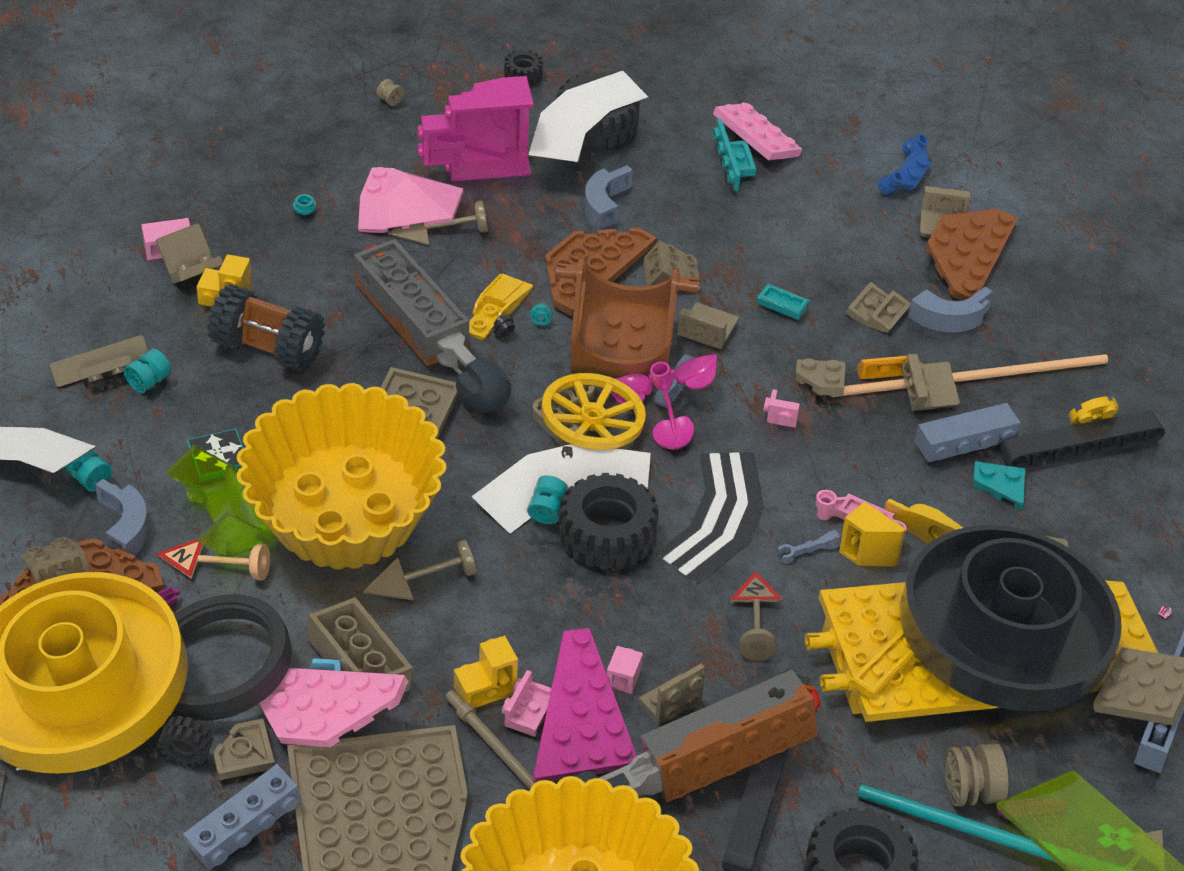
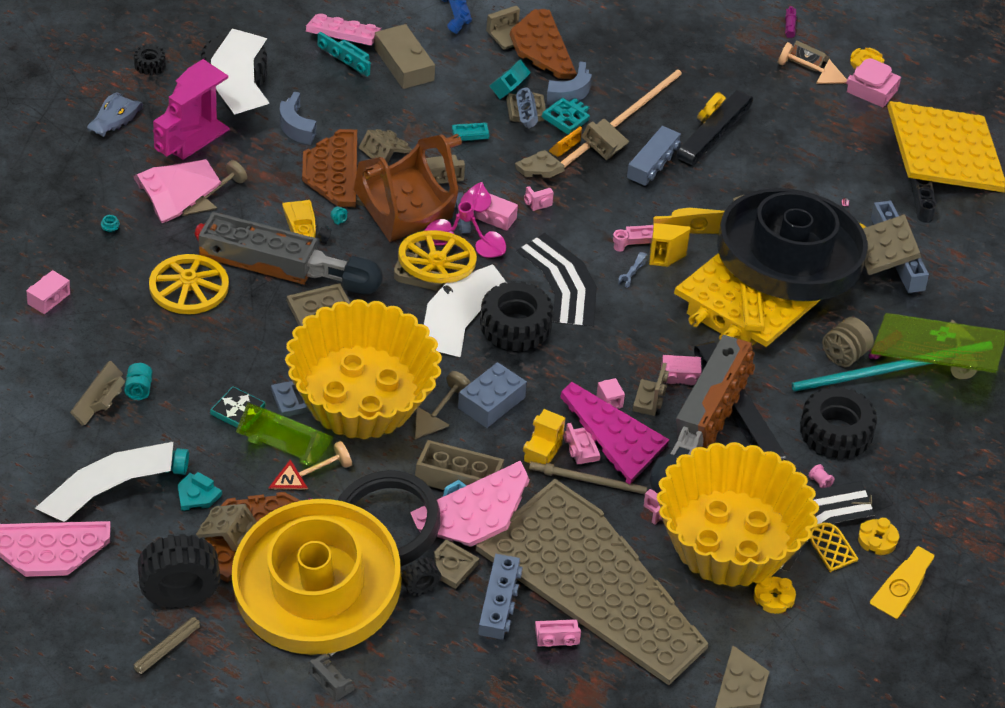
camera: 40 degrees left, 0 degrees up
(78, 516) = (197, 491): none -> teal plate
(132, 529) = (229, 470): sand blue arch -> none
(186, 253) = (79, 296): dark tan bracket -> none
(233, 271) = (128, 302): yellow brick -> none
(243, 319) = (189, 311): black plate -> none
(314, 298) = (188, 281): none -> yellow wheel
(390, 92) = (81, 119): dark tan wheel -> none
(424, 102) = (113, 113): none -> sand blue animal
(489, 592) = (492, 394): none -> sand blue brick
(546, 499) = (469, 322): teal wheel -> none
(718, 402) = (499, 214): none -> bright pink brick
(730, 680) = (682, 369): none -> bright pink brick
(757, 643) = (665, 339): dark tan piece -> none
(792, 188) = (404, 56): none -> dark tan brick
(870, 306) = (522, 104): none -> sand blue beam
(889, 267) = (510, 79): none -> teal slope
(934, 333) = (565, 107): none -> teal piece
(1000, 481) = (694, 175): teal wing -> none

